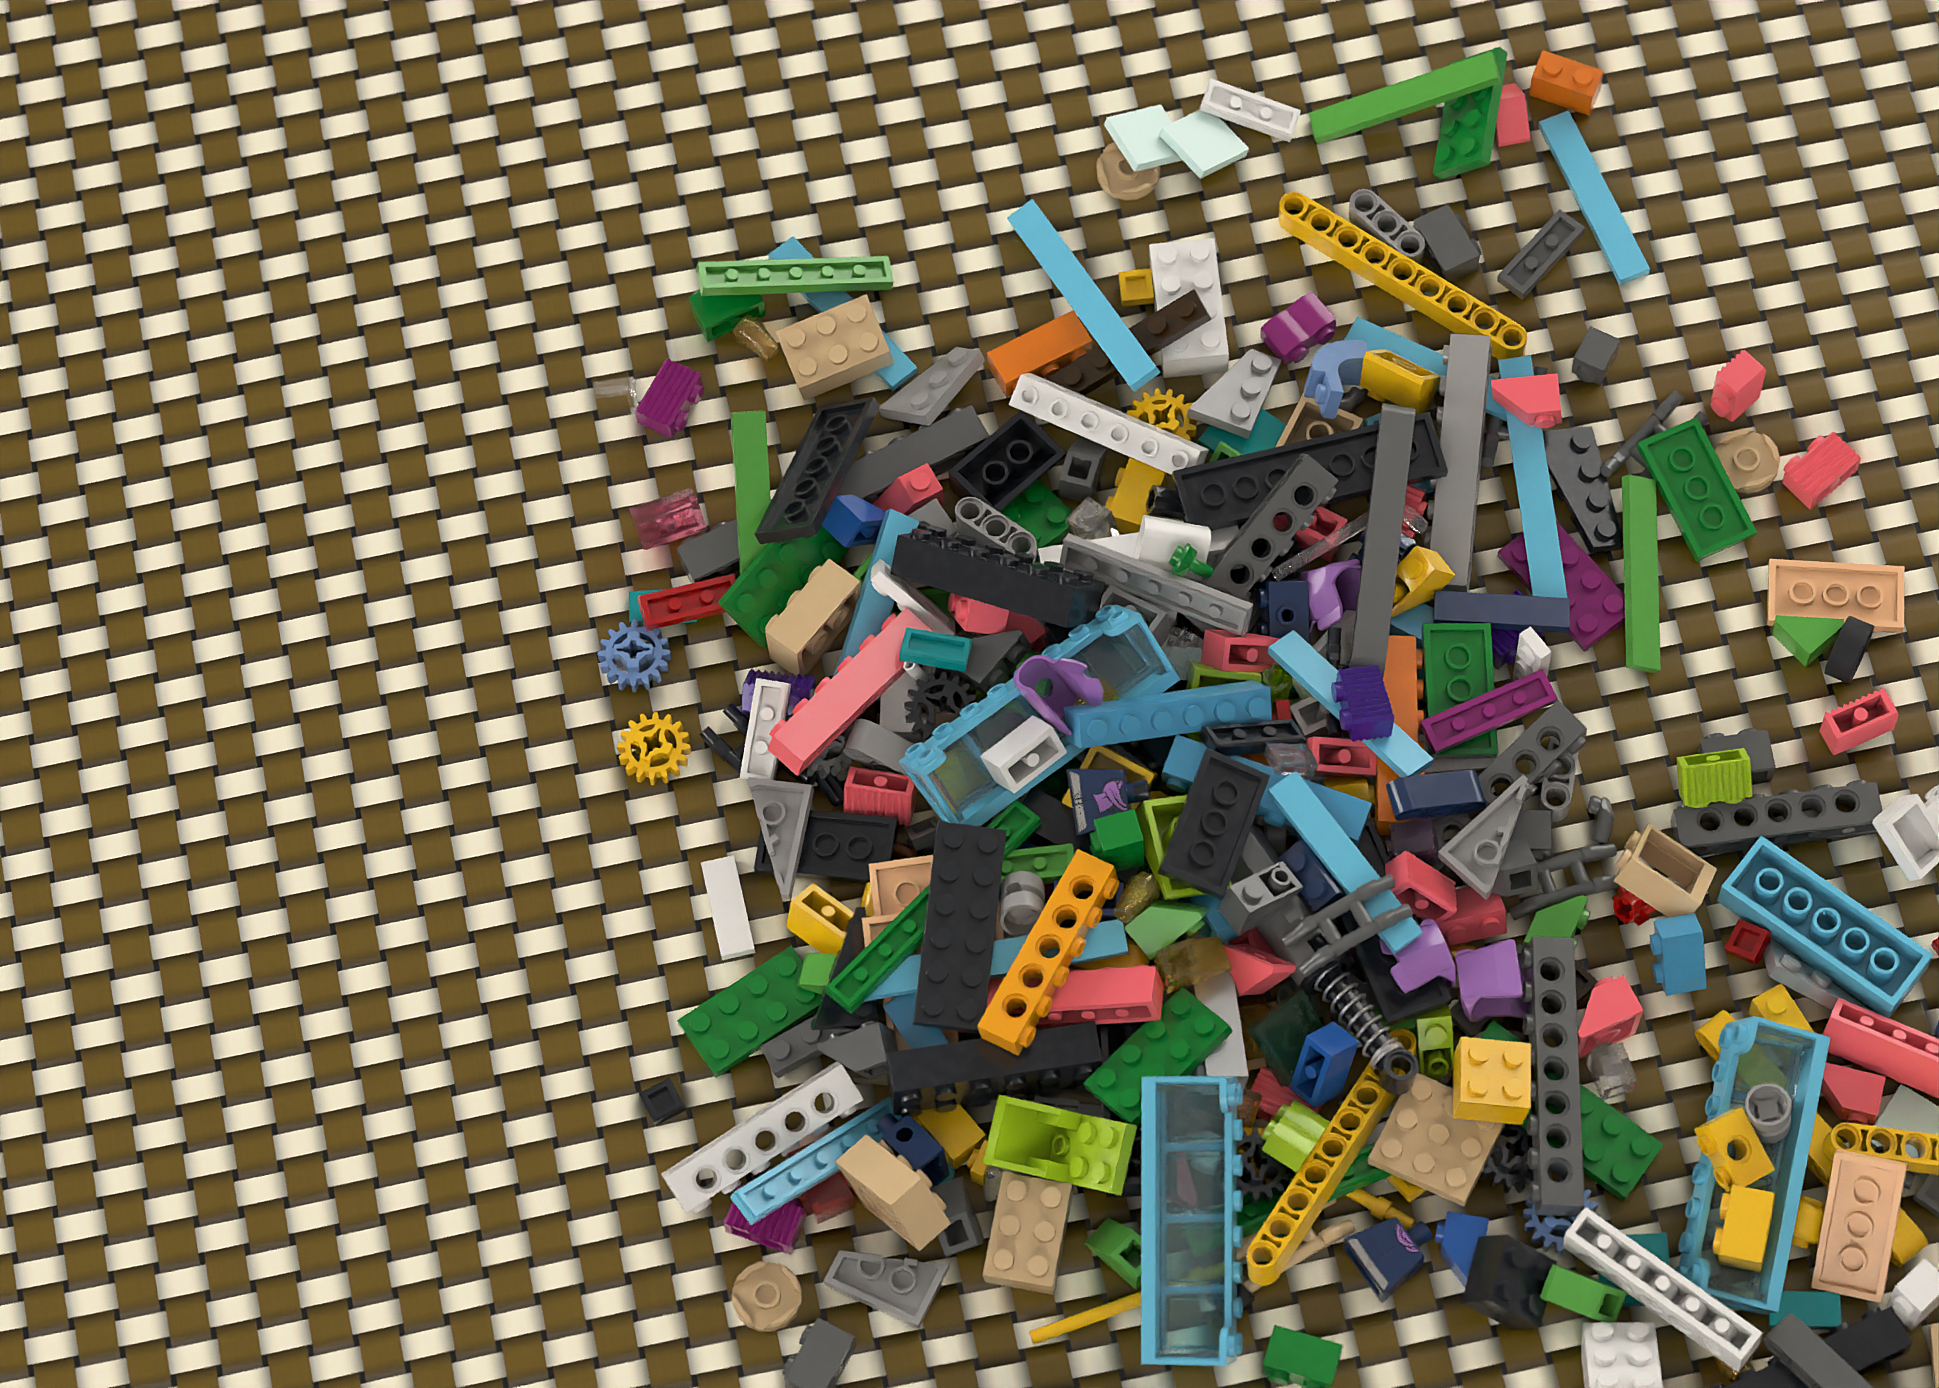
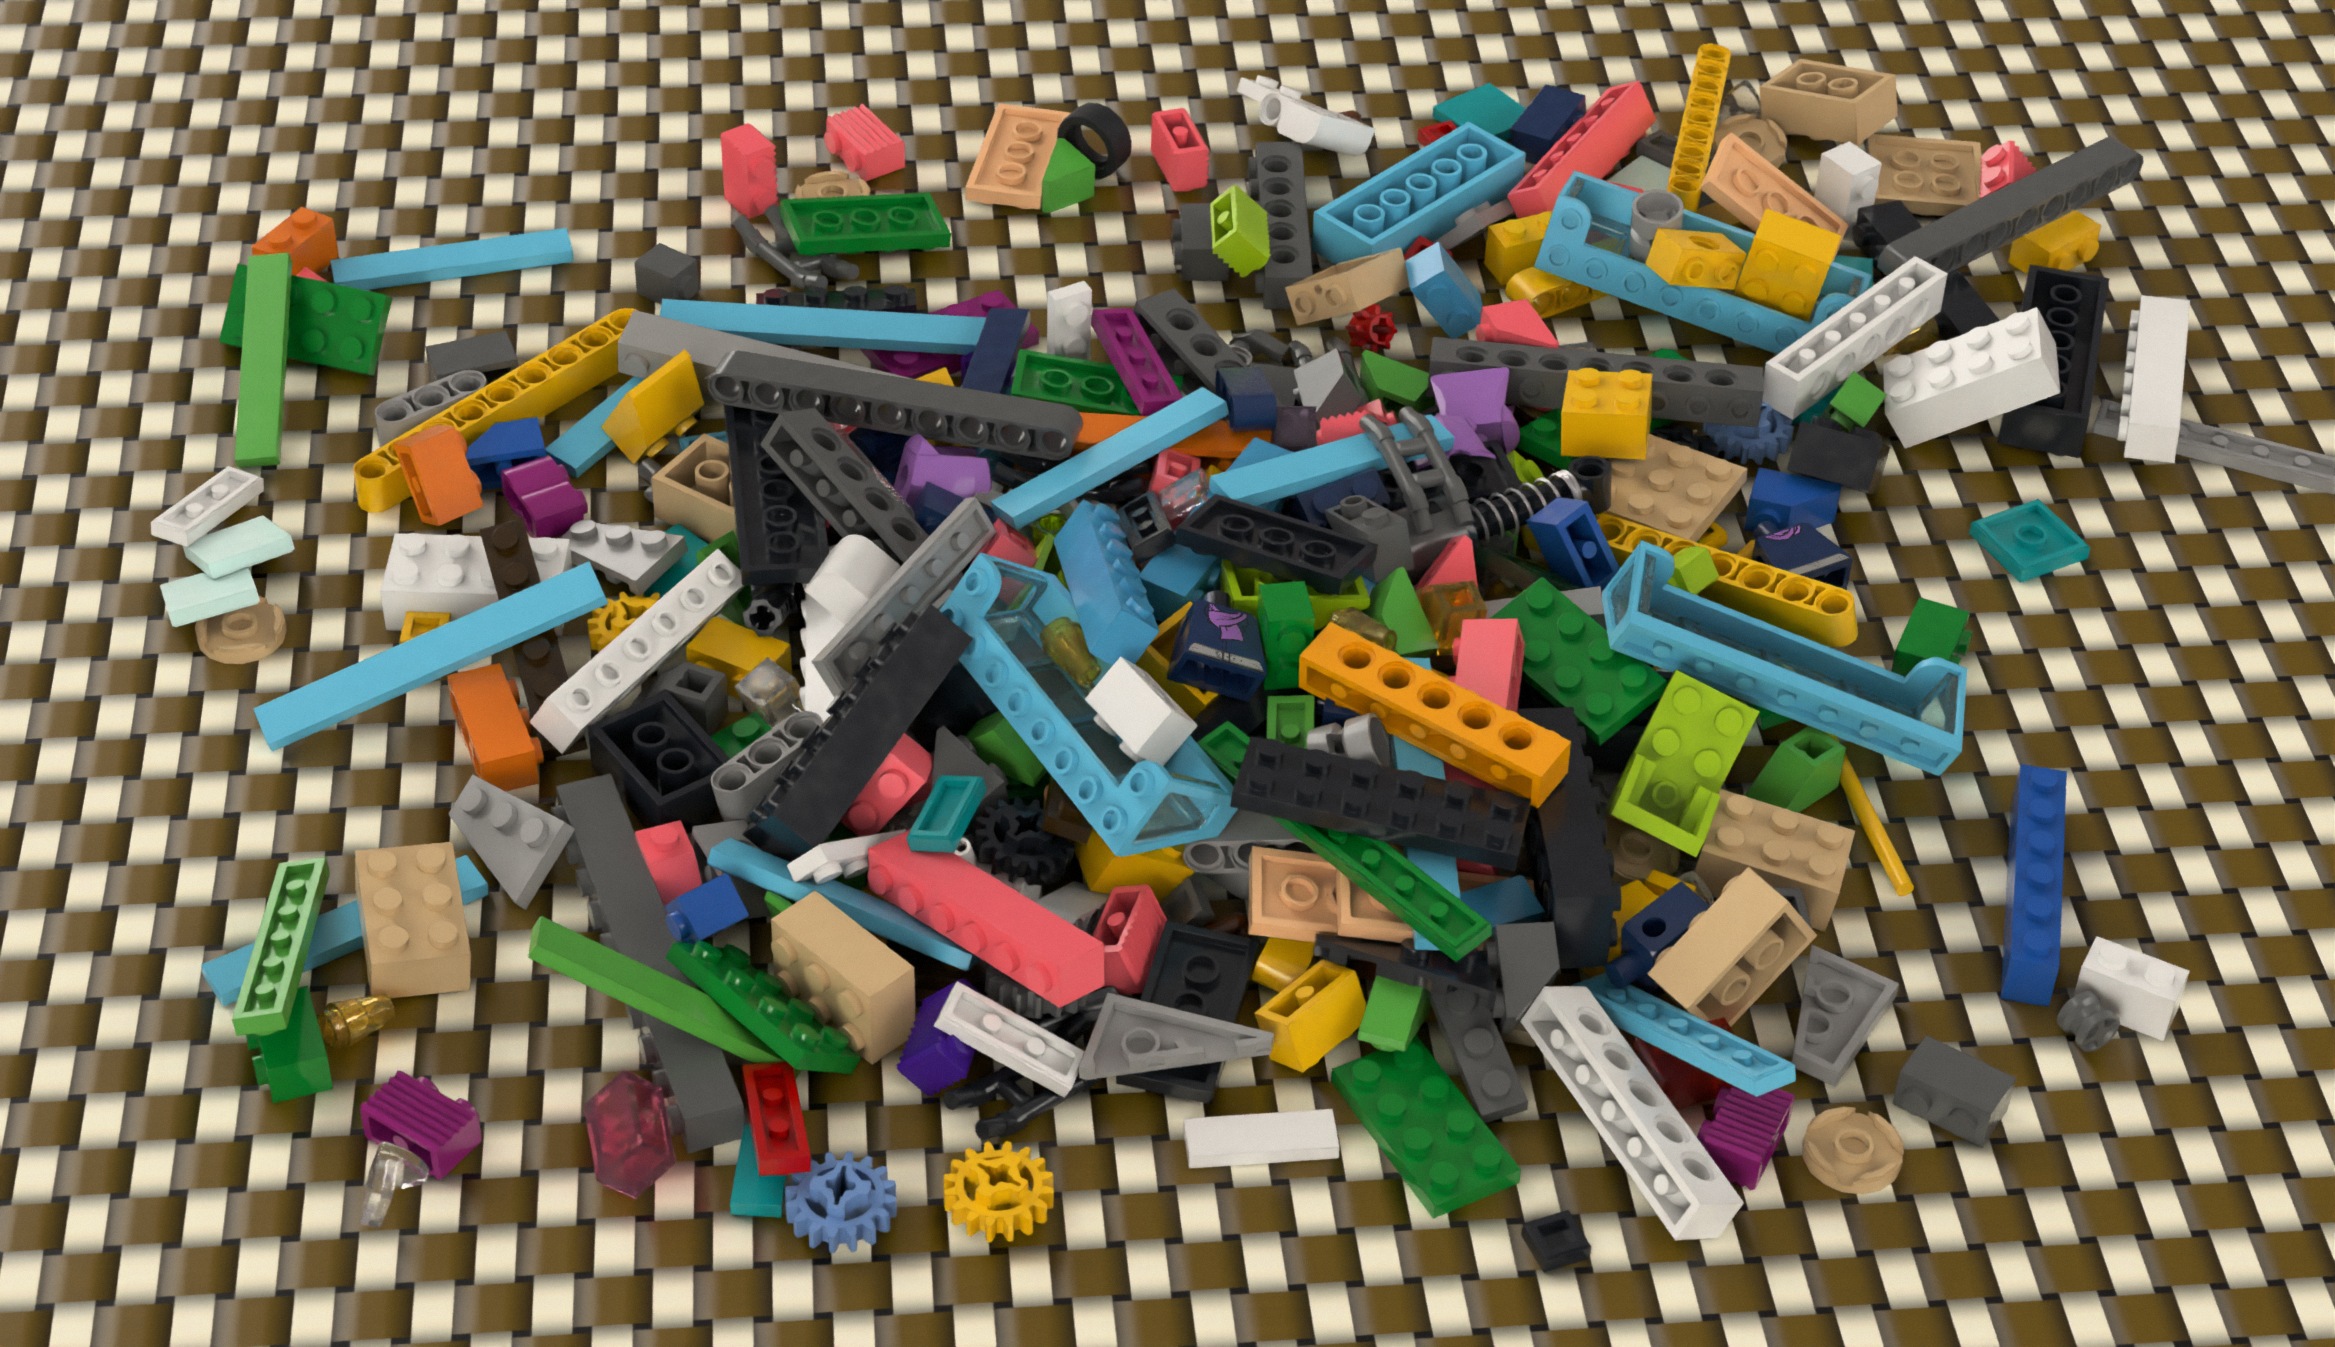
camera: 90 degrees left, 25 degrees down
(817, 471) = (663, 922): black plate -> none
(1068, 686) = (1058, 630): medium lavender piece -> none
(1184, 560) = (885, 551): green plate -> none
(1289, 250) = (439, 474): none -> orange brick
(1330, 369) = (640, 453): medium blue arch -> none
(1345, 292) = (505, 447): none -> blue slope
(1363, 703) = (1122, 423): dark purple brick -> none
(1481, 846) = (1305, 378): light grey wing -> none
(1530, 398) = (730, 290): coral slope -> none
(1541, 254) = (515, 303): dark grey plate -> none
(1641, 573) = (949, 271): bright green tile -> none

